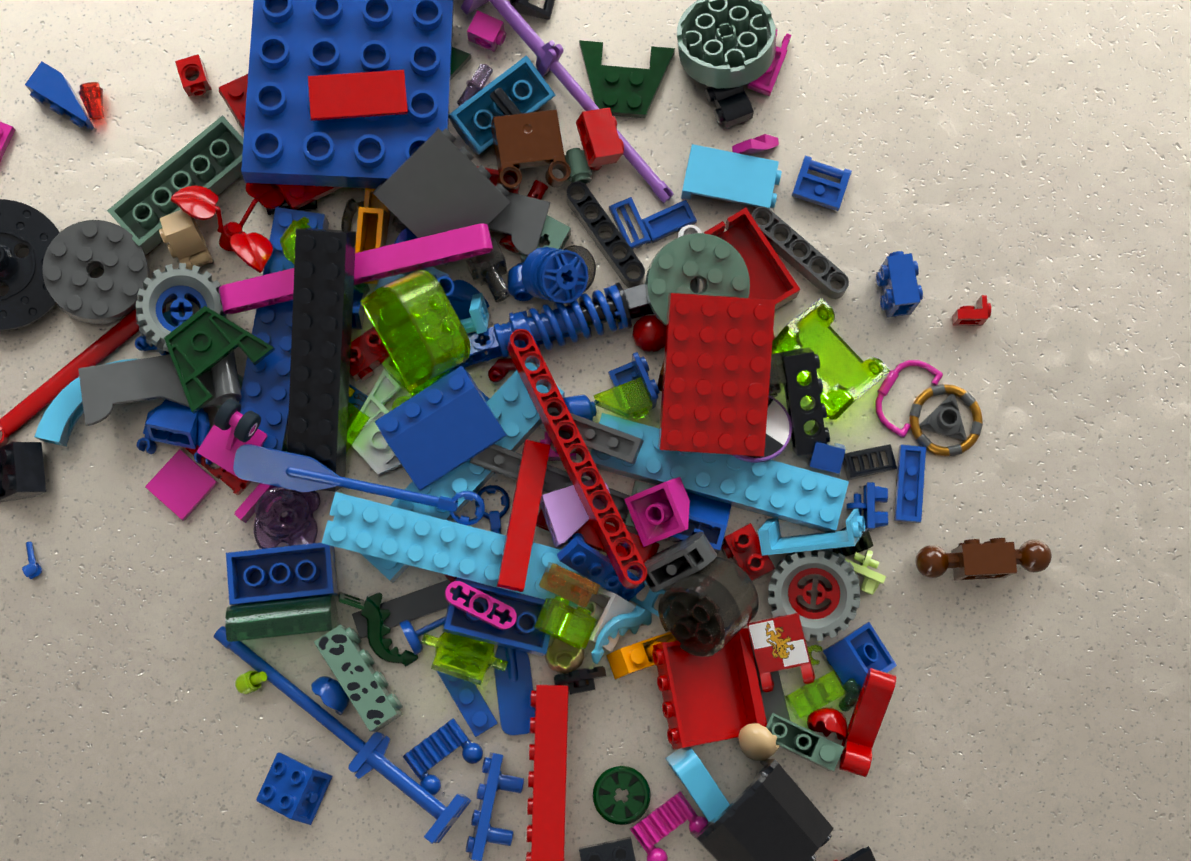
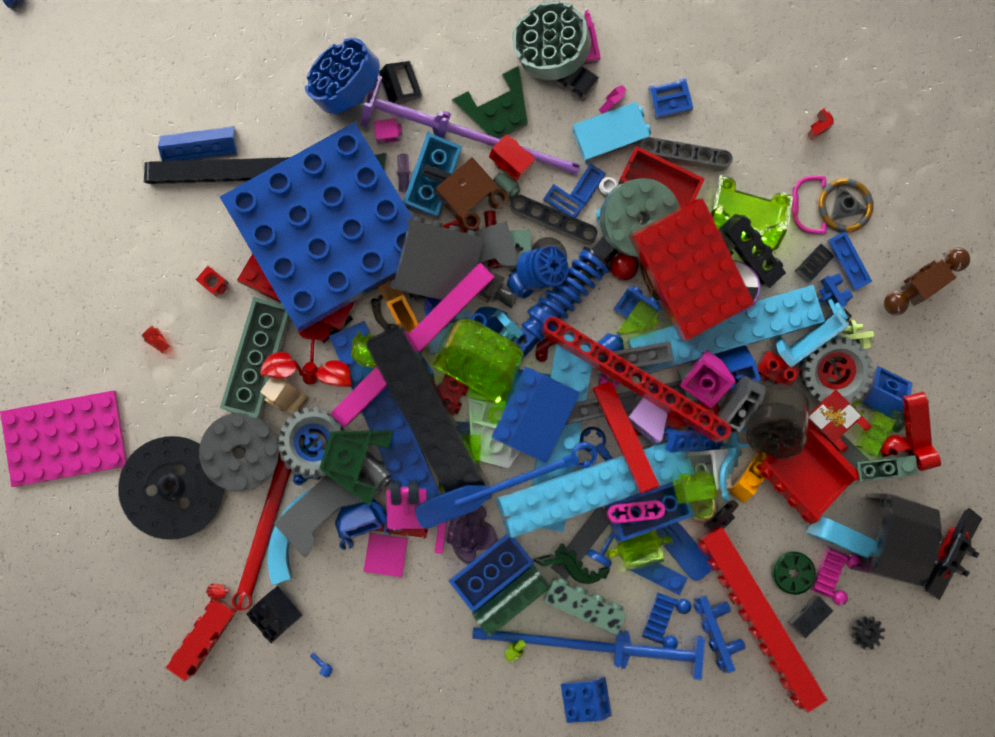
camera: 30 degrees left, 5 degrees up
(52, 87) = (126, 348): blue slope -> none
(331, 693) = (572, 625): blue helmet -> none
(357, 95) = (340, 229): red piece -> none
(568, 584) = (683, 463): clear orange bracket -> none
(757, 742) = (860, 487): tan hair -> none
(827, 457) = (789, 277): blue panel -> none
(899, 284) = (764, 135): blue brick -> none

